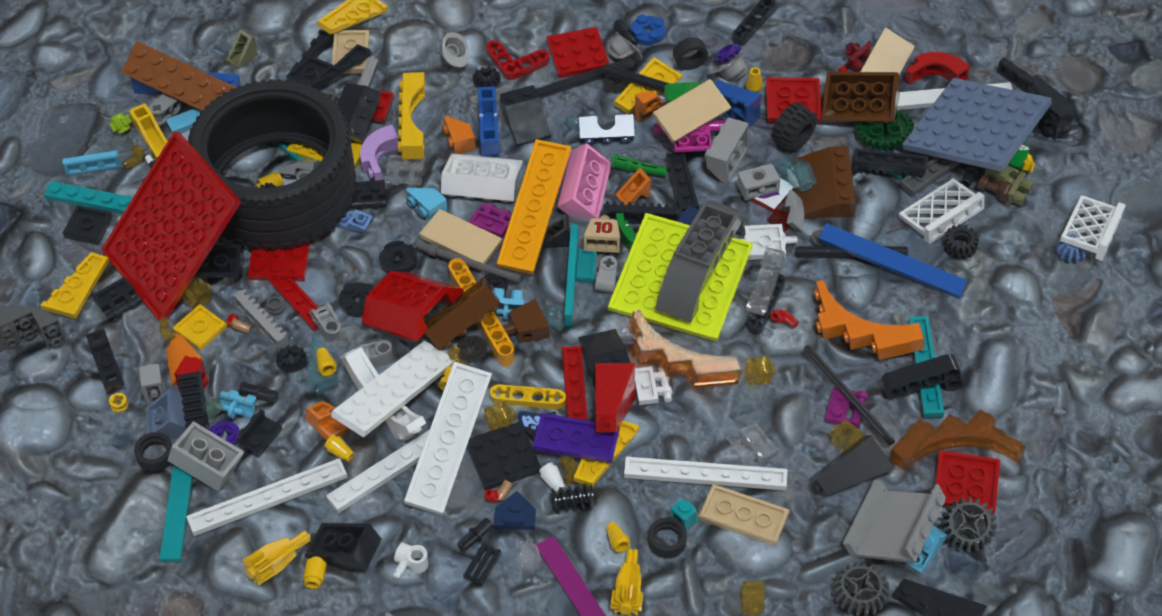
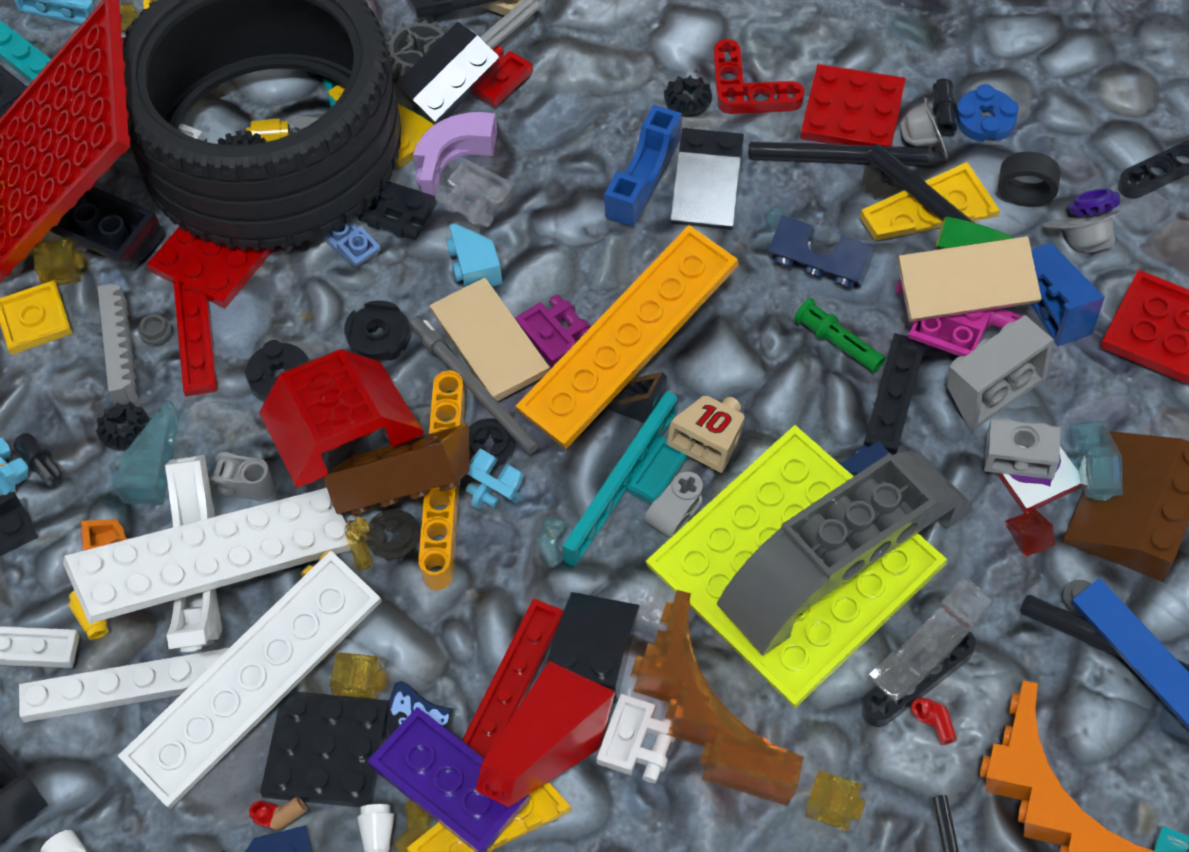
camera: 30 degrees right, 5 degrees up
(233, 322) = (80, 335): medium nougat arm -> none
(325, 318) = (201, 384): light grey piece -> none
(325, 362) = (146, 459): yellow cone -> none
(411, 137) = (562, 73): yellow arch -> none
(455, 49) = (661, 32): light grey piece -> none
(459, 135) = (589, 170): orange slope -> none
(481, 177) = (579, 250): white slope -> none
(527, 323) = (501, 530): reddish brown torso -> none
(528, 393) = (427, 661): yellow beam -> none
(584, 183) = (734, 330): bright pink slope -> none
(626, 233) = (752, 436): green slope -> none
(636, 186) = (808, 371): orange slope -> none
(636, 213) = (784, 415): black gear -> none
(646, 104) = (906, 236): orange slope -> none
(754, 80) = (1114, 267): yellow cone -> none
(766, 236) = (982, 557): white plate -> none
(794, 127) = (1136, 377): black tyre -> none
(796, 215) = (1065, 521): light grey slope -> none

